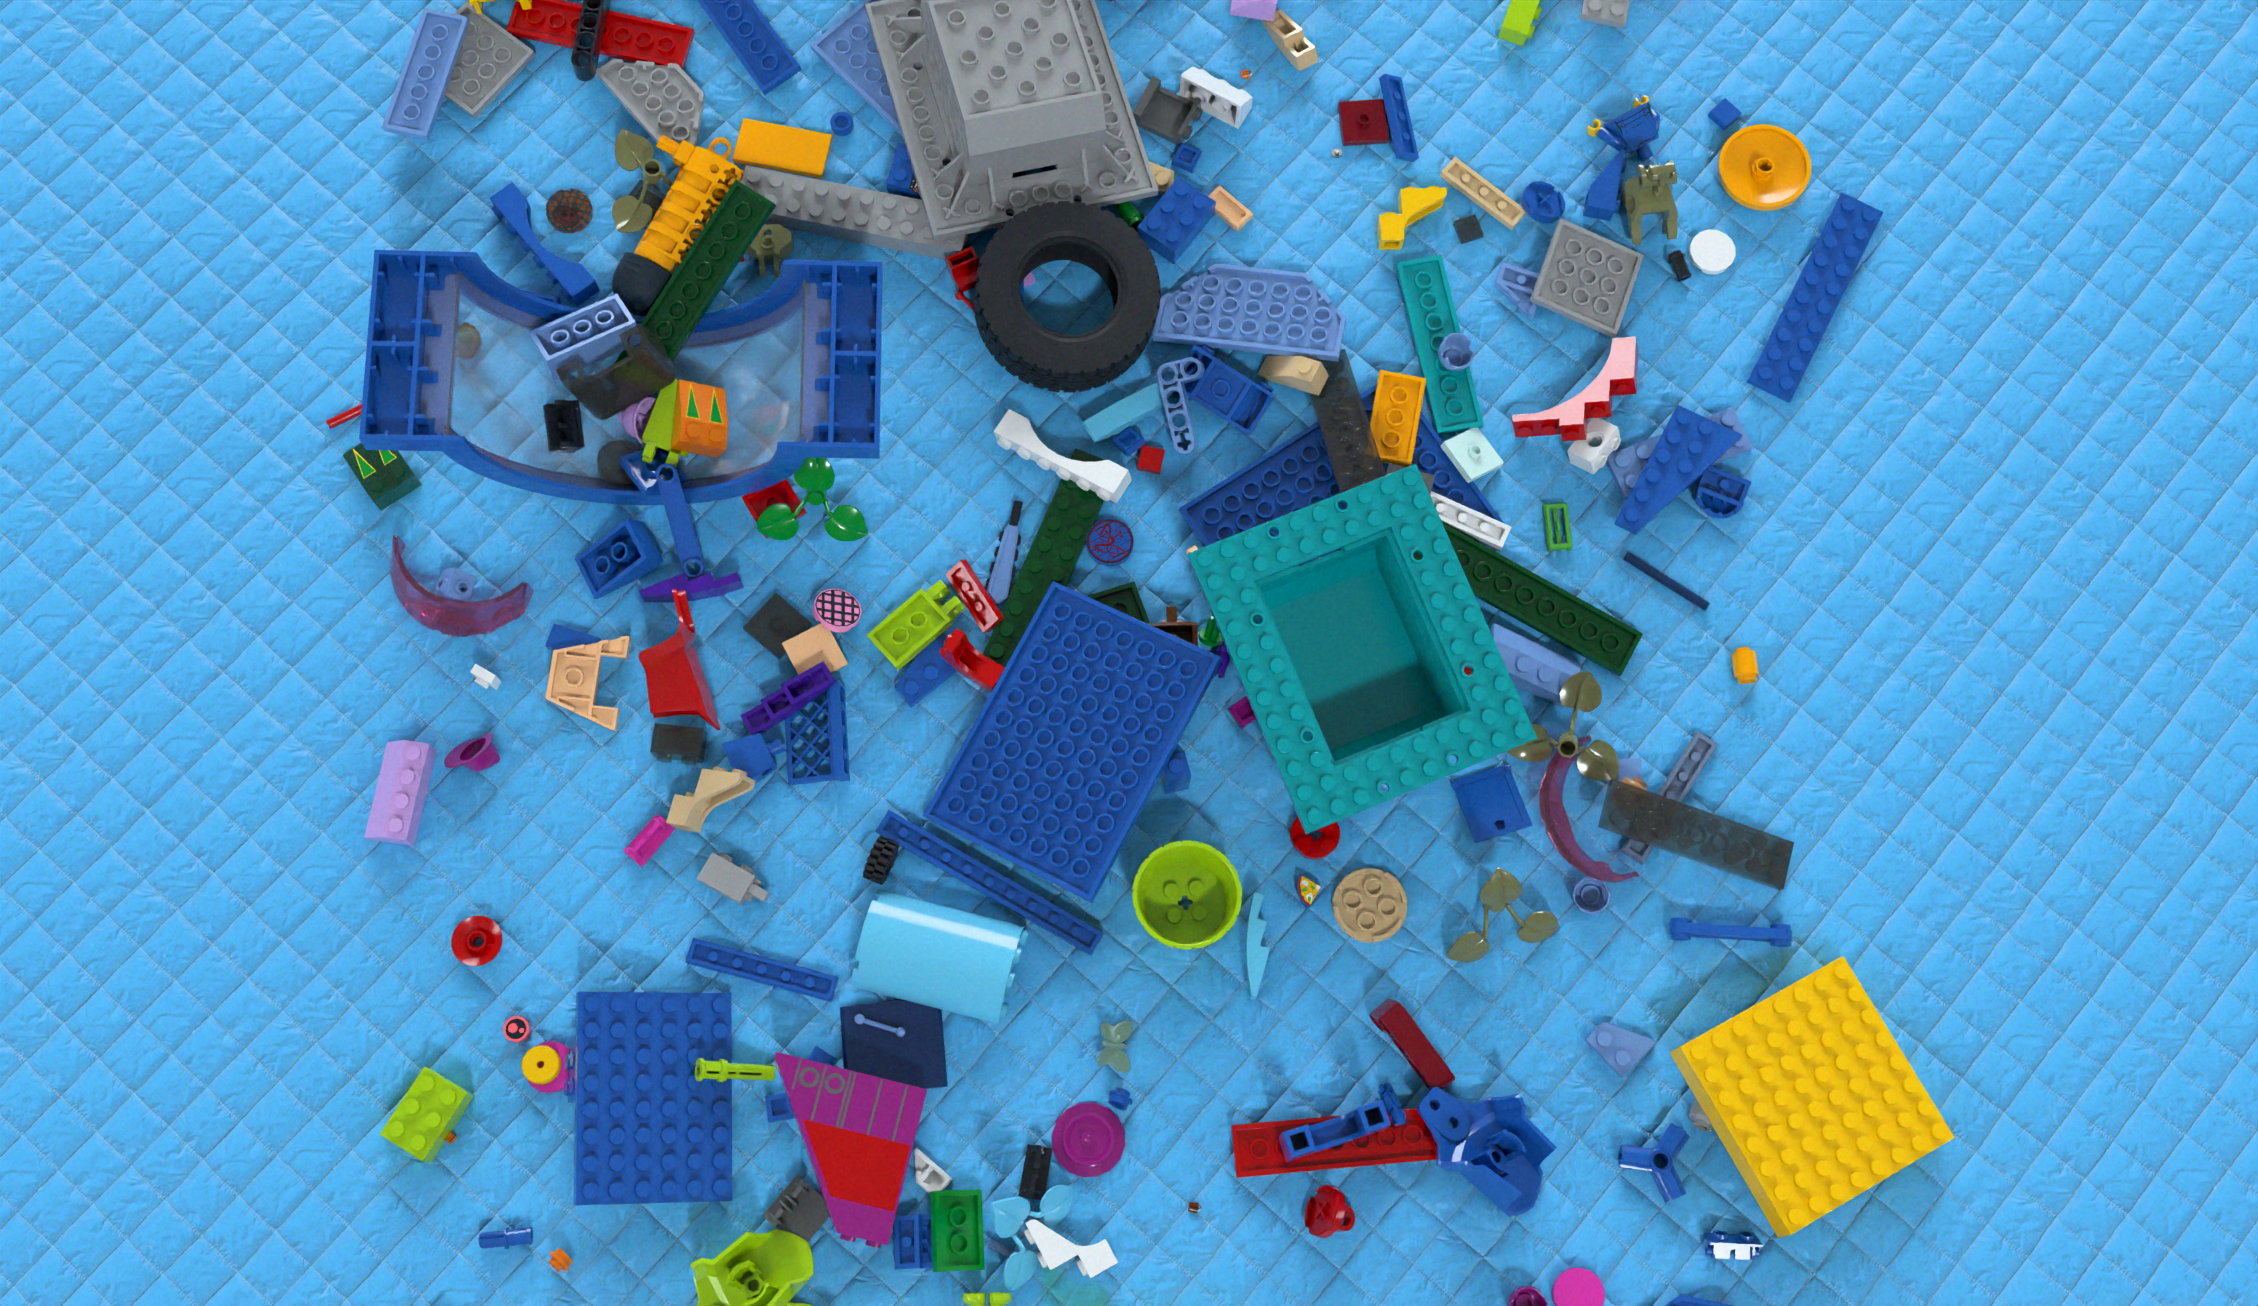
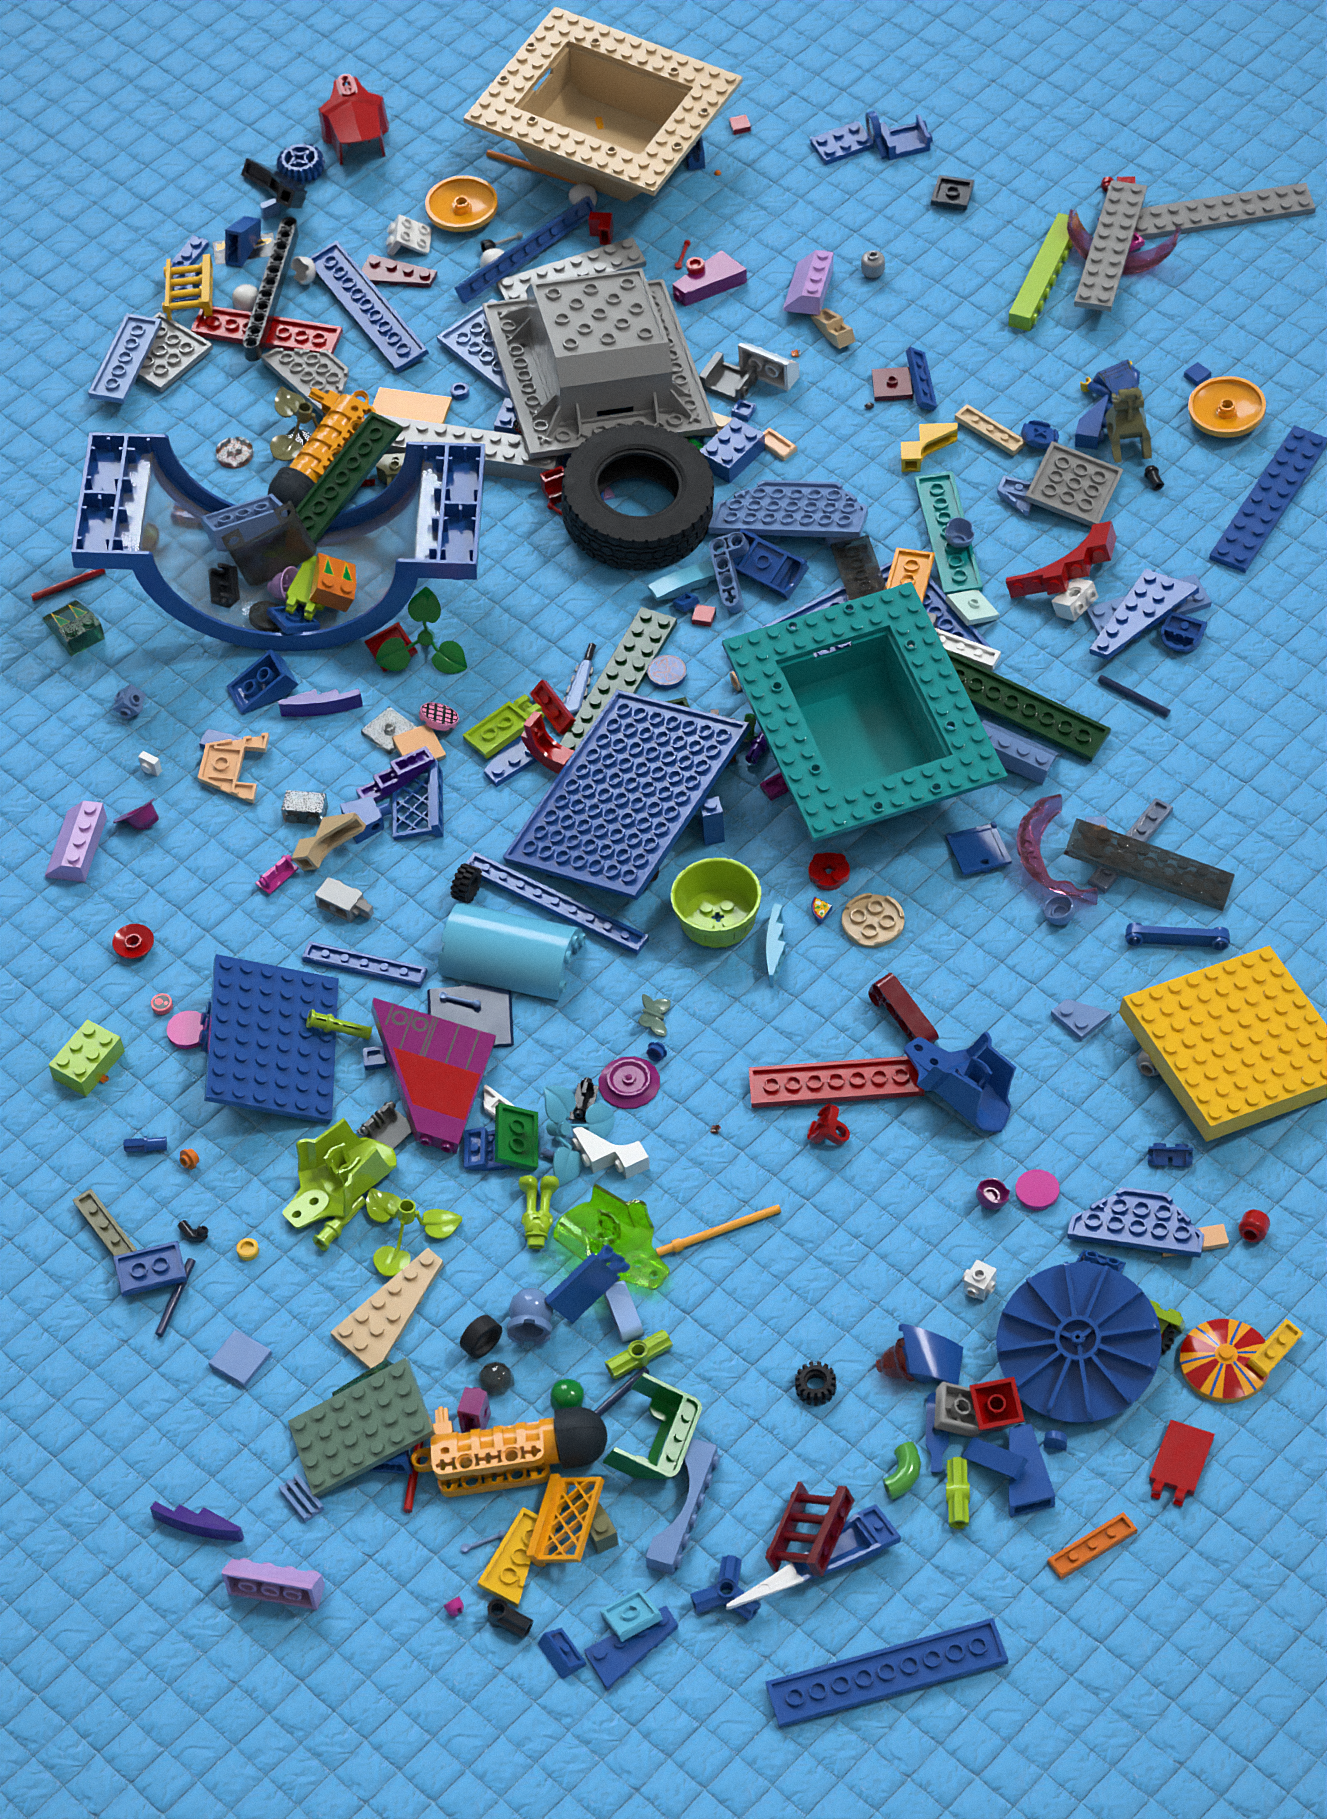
camera: 10 degrees right, 20 degrees down
(452, 616) = (127, 722): windscreen -> none
(539, 1054) = (180, 1017): yellow piece -> none
(571, 276) = (190, 451): blue arch -> none
(675, 673) = (304, 751): red piece -> none
(679, 520) = (313, 649): blue piece -> none
(1102, 477) = (657, 619): white arch -> none
(1294, 372) = (826, 549): tan slope -> none
(1333, 1132) = (853, 1059): blue arch -> none
(1392, 1104) = (883, 1051): blue axle -> none
(1468, 229) = (976, 455): clear smoke tile -> none
(1495, 895) = (974, 890): olive plant -> none
(1548, 530) = (1043, 671): bright green tile -> none
(1596, 762) = (1014, 803): olive plant -> none
(1668, 1148) = (1112, 1103): blue piece -> none
(1712, 251) = (1182, 468): white tile -> none
(1745, 665) = (1197, 751): light orange brick -> none

